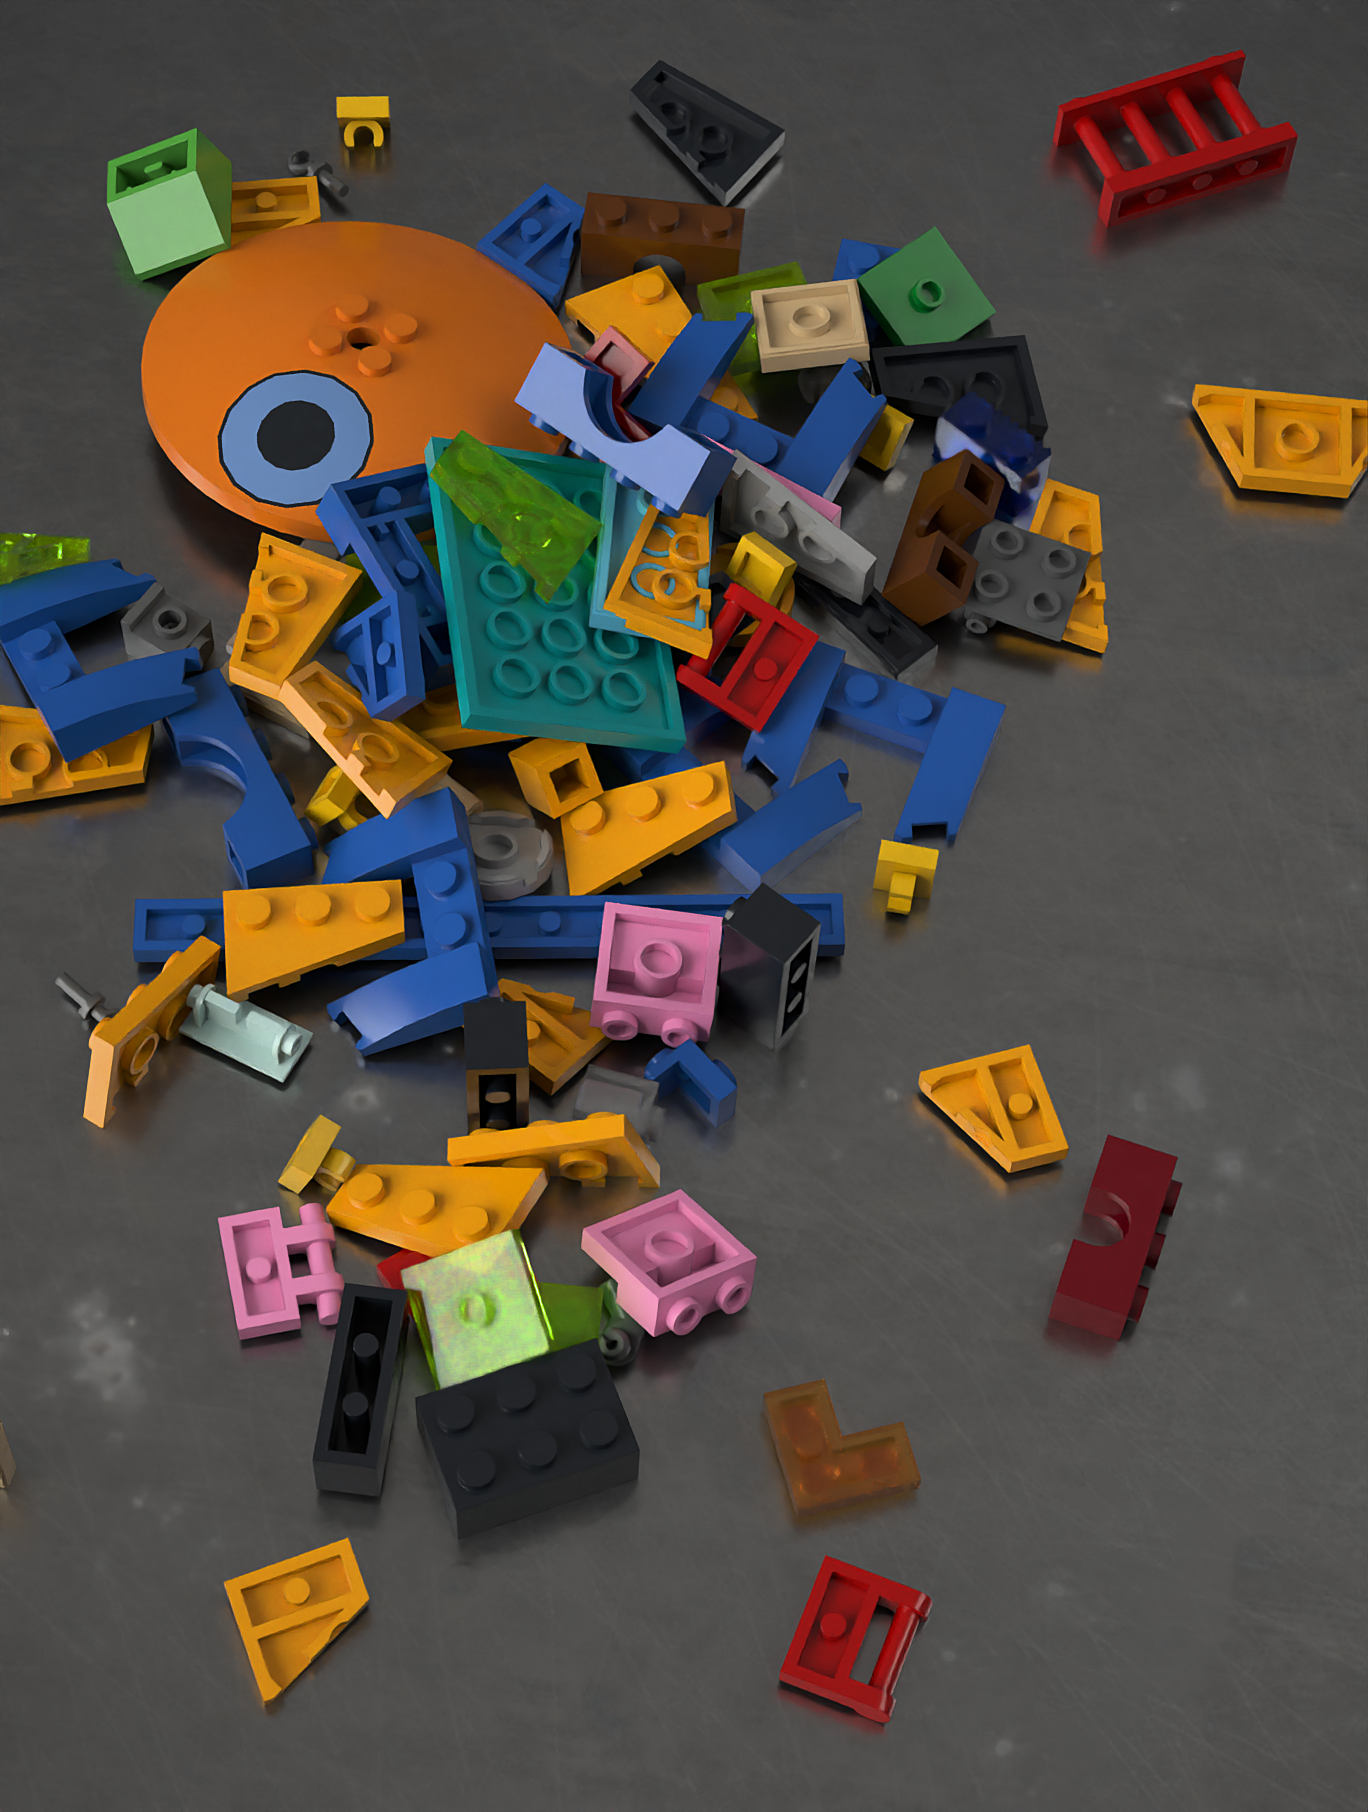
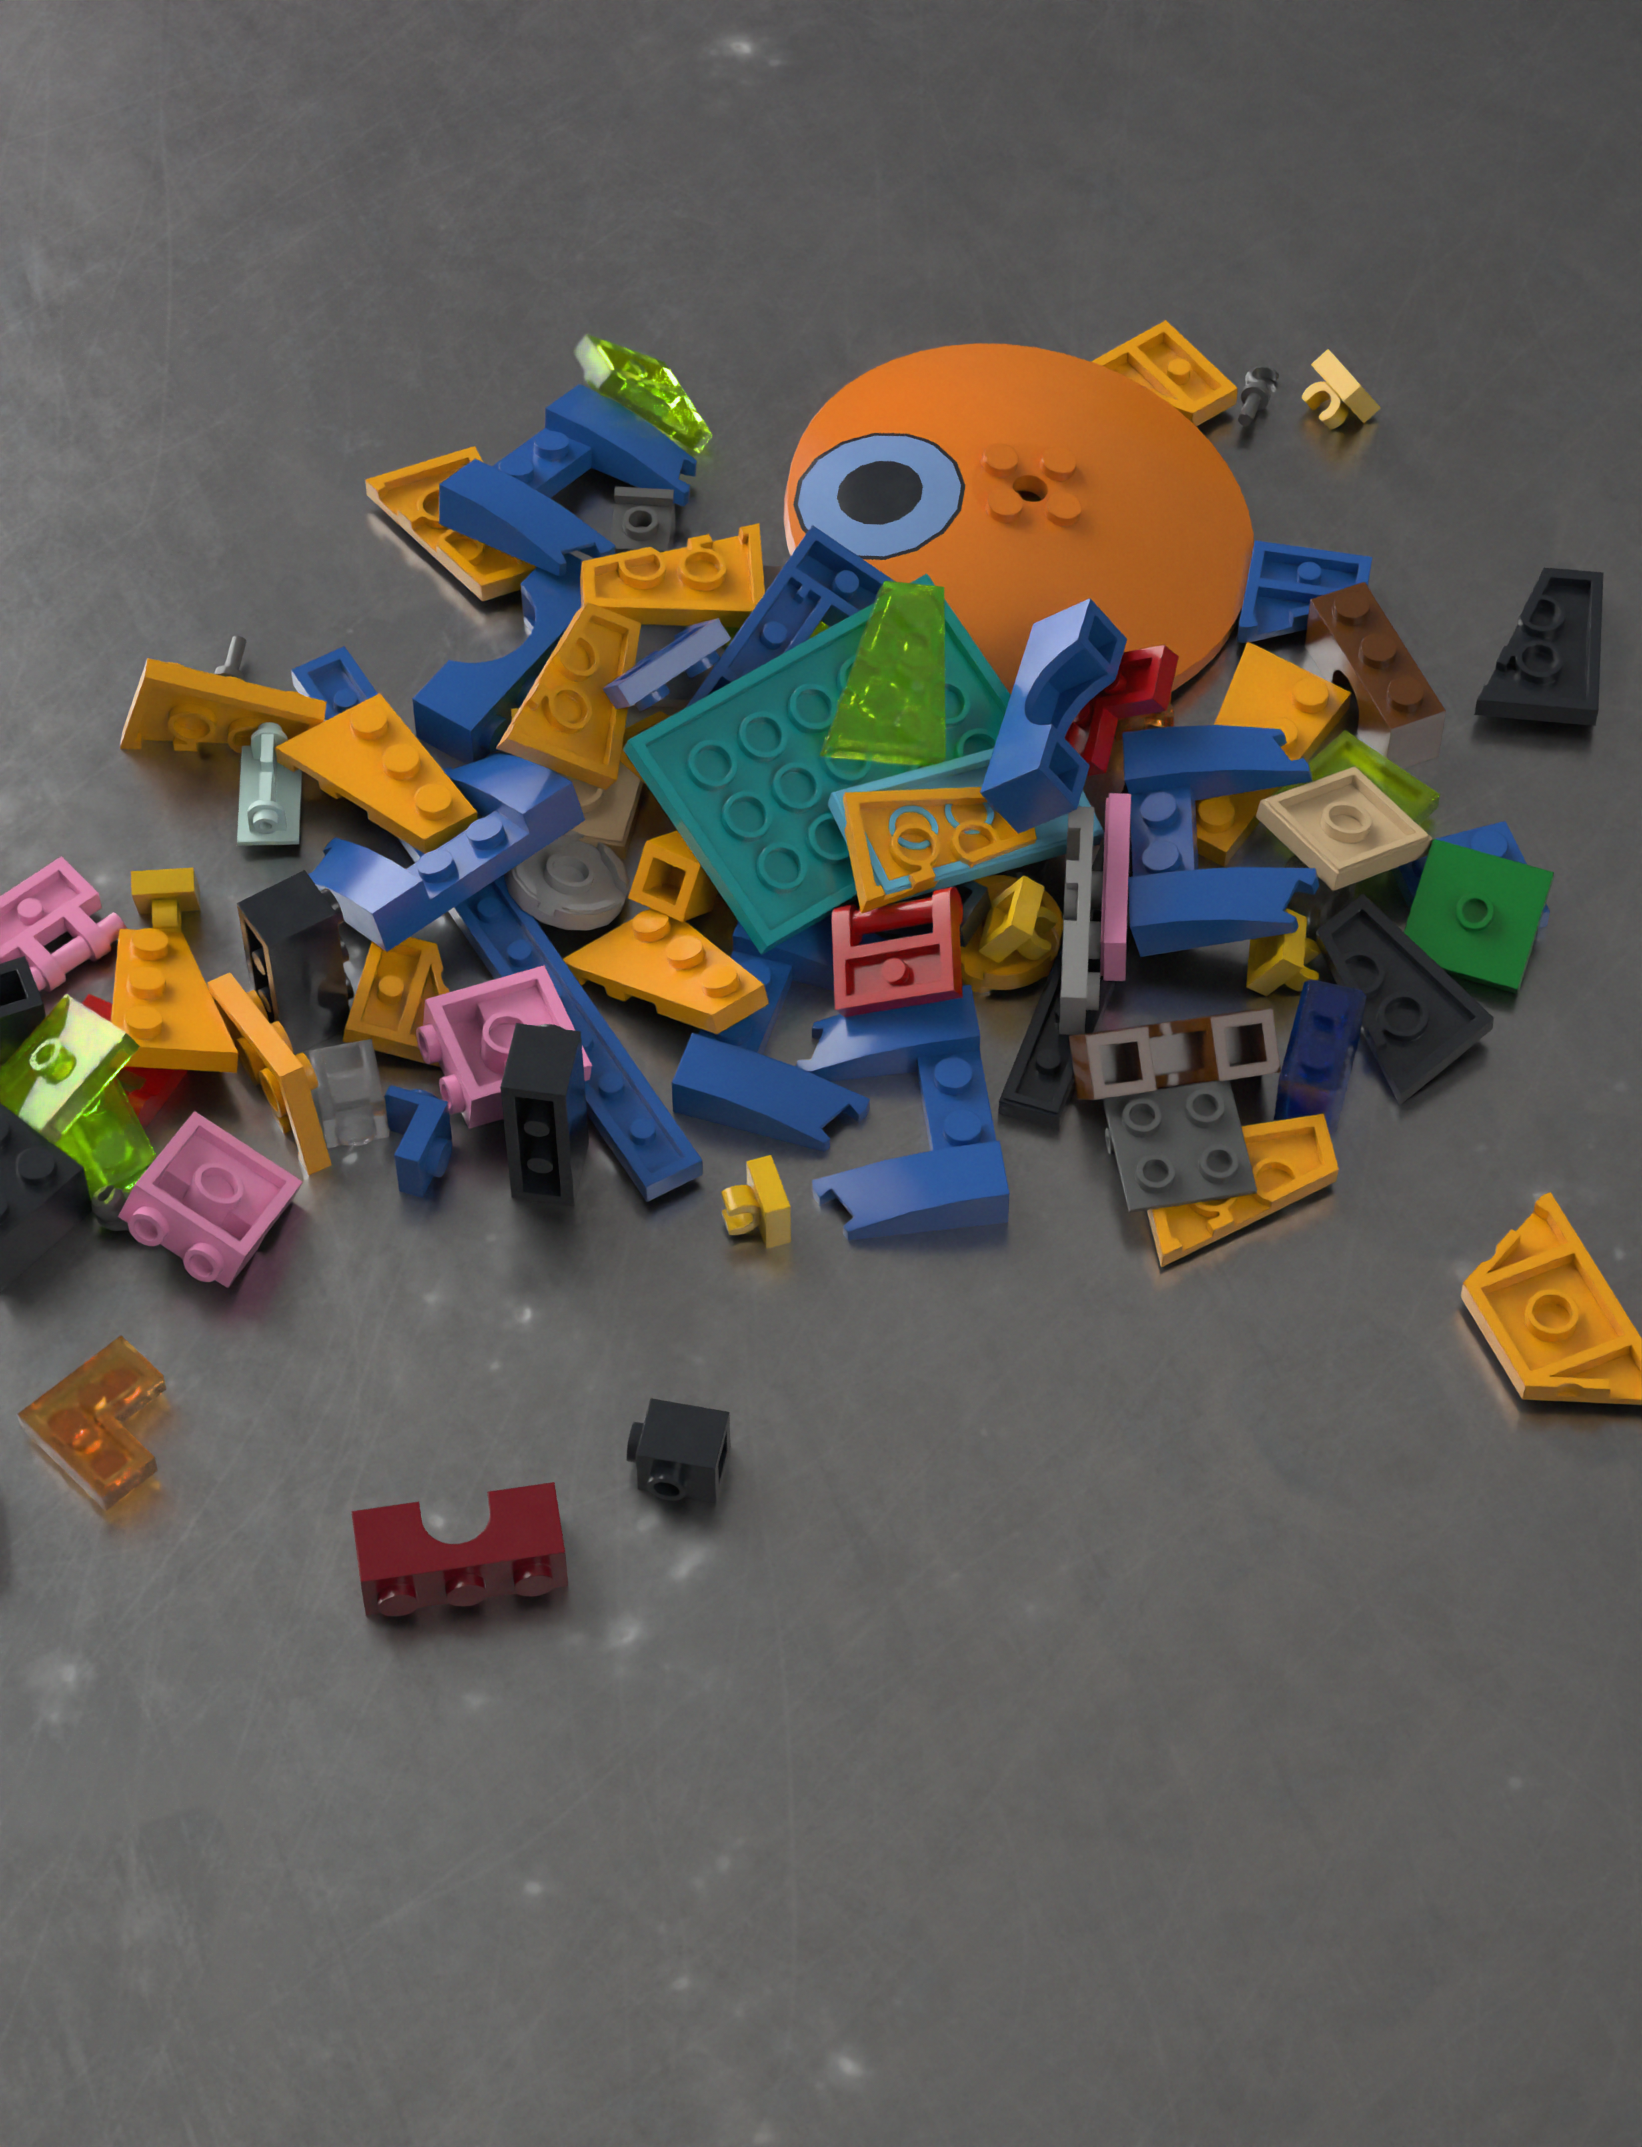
camera: 65 degrees right, 5 degrees down
(171, 202) = (1108, 296): bright green slope -> none
(1000, 1106) = (554, 1398): light orange wing -> none
(1108, 1040) = (680, 1450): none -> black brick

